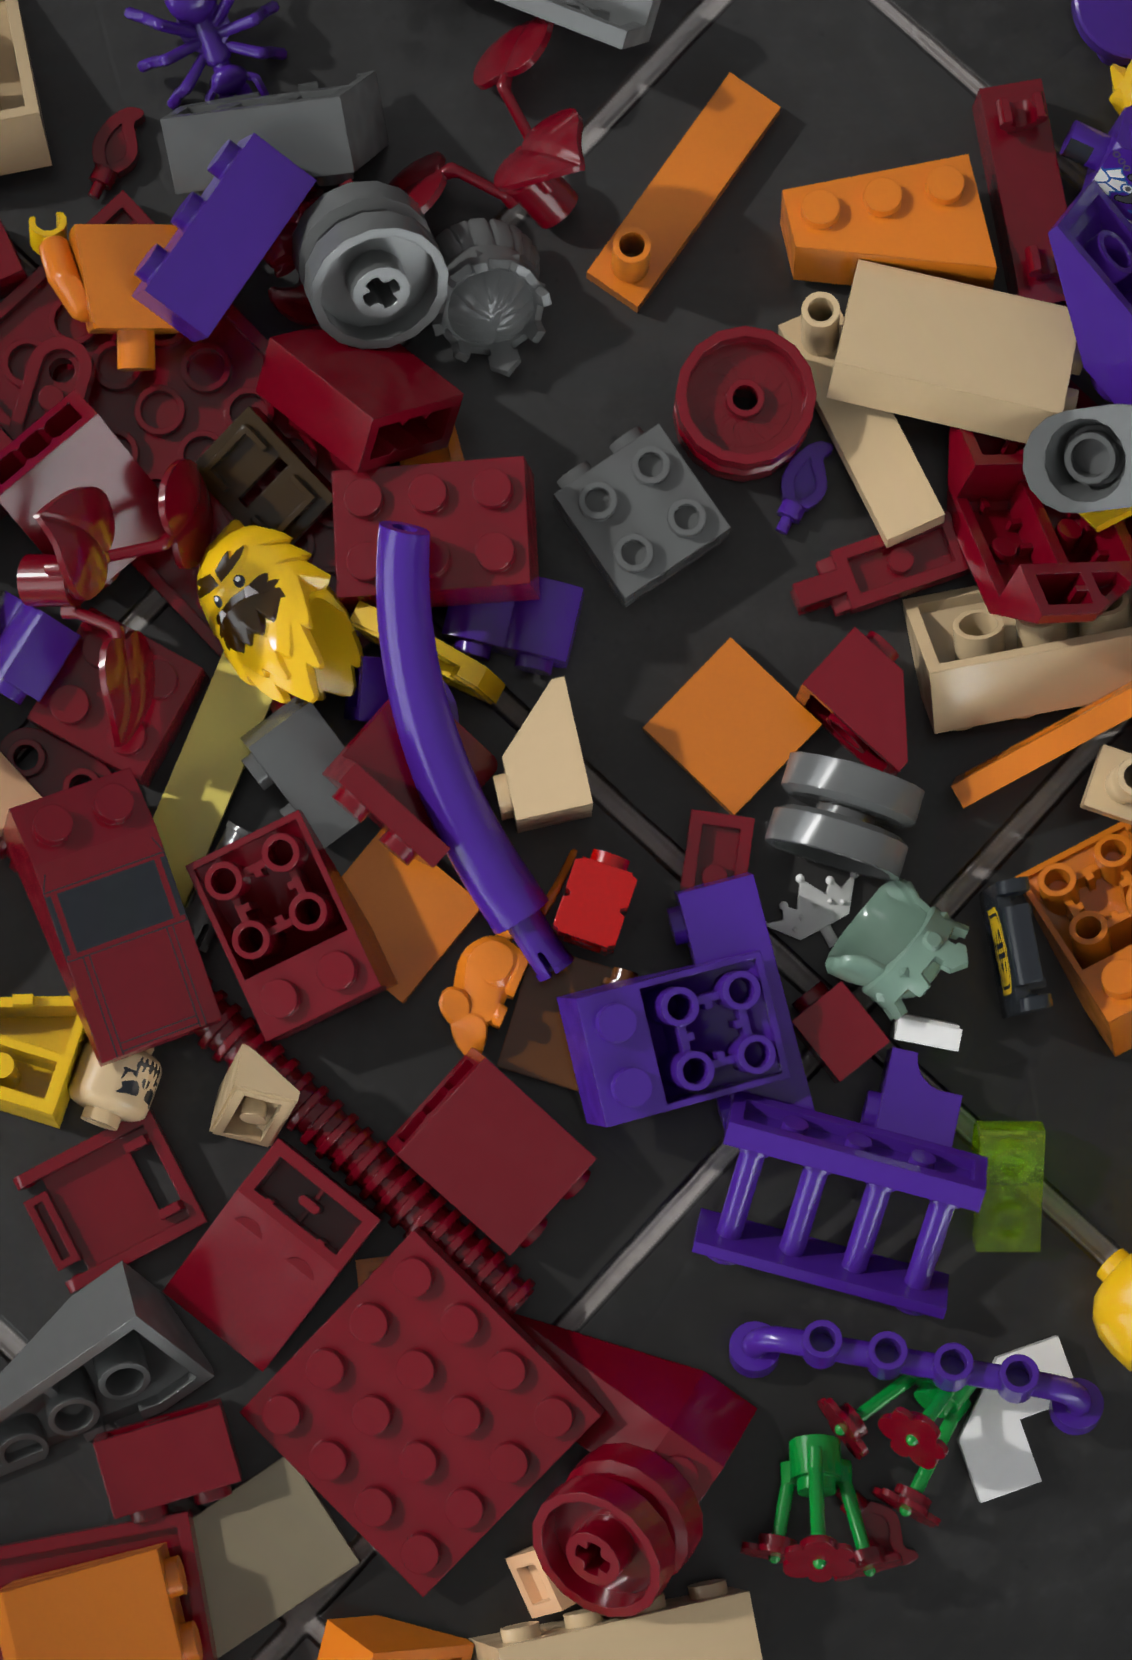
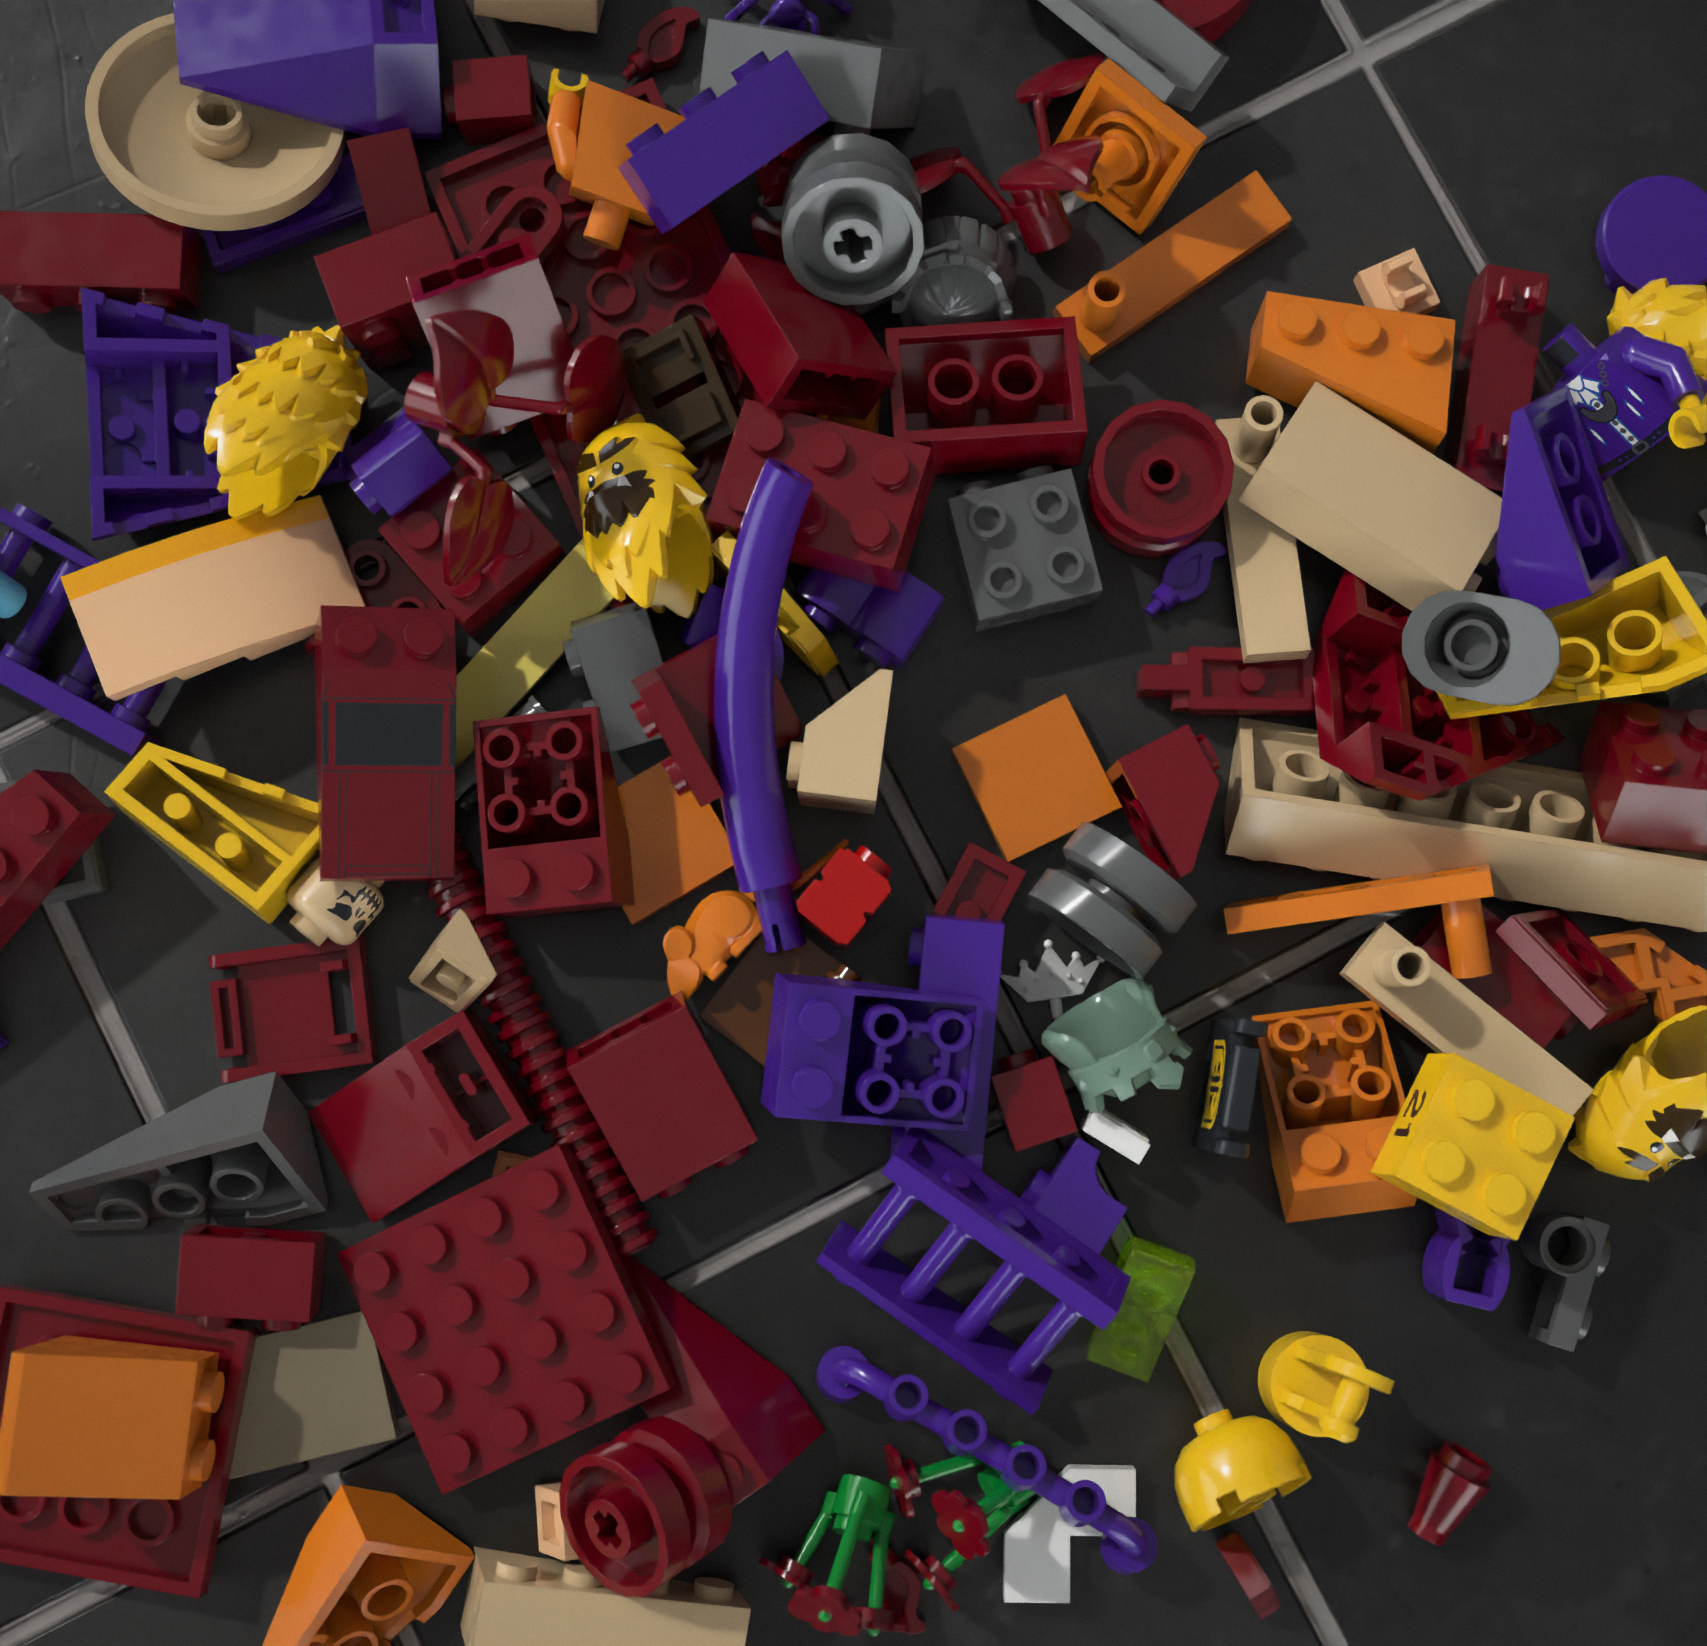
camera: 20 degrees right, 0 degrees up
(555, 380) = (989, 393): none -> dark red slope
(610, 89) = (1142, 141): none -> orange plate
(904, 136) = (1398, 285): none -> light nougat tile

